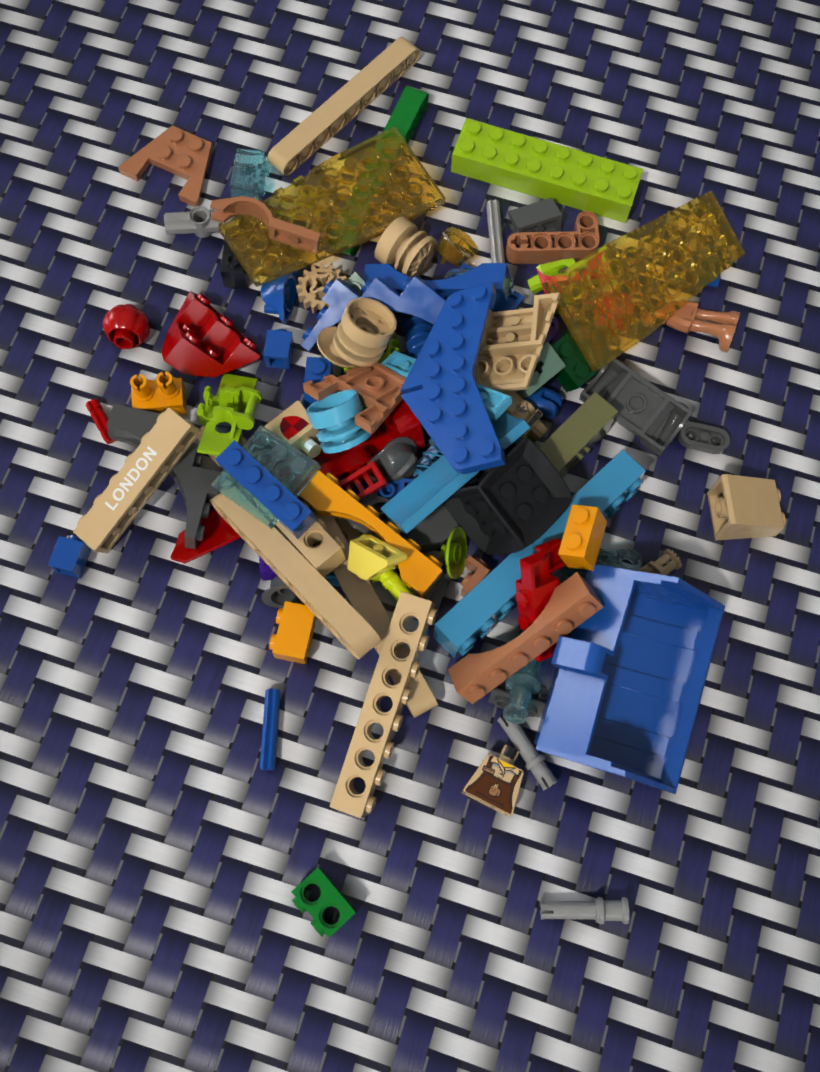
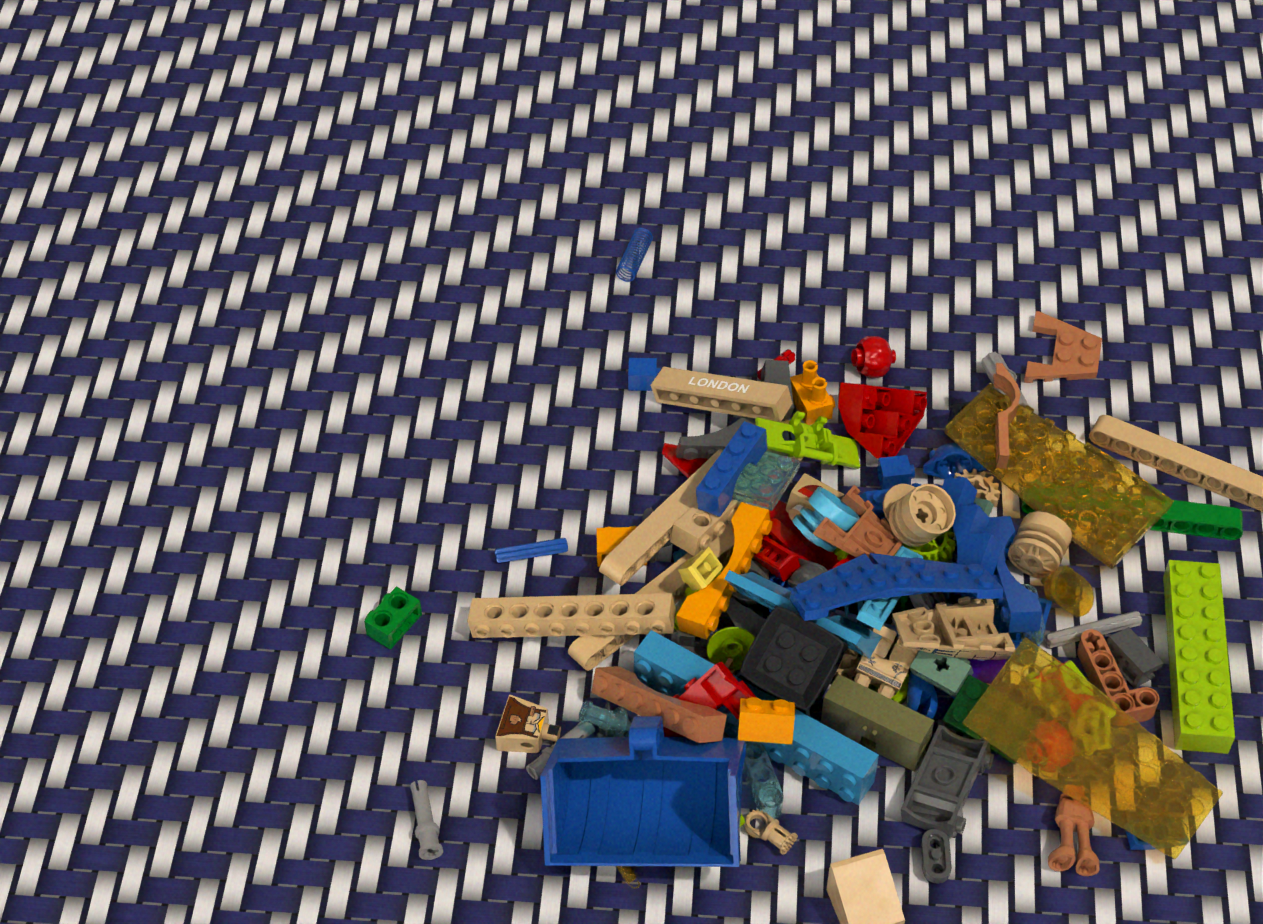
camera: 80 degrees right, 20 degrees down
(249, 174) = (1072, 407): clear light blue brick -> none

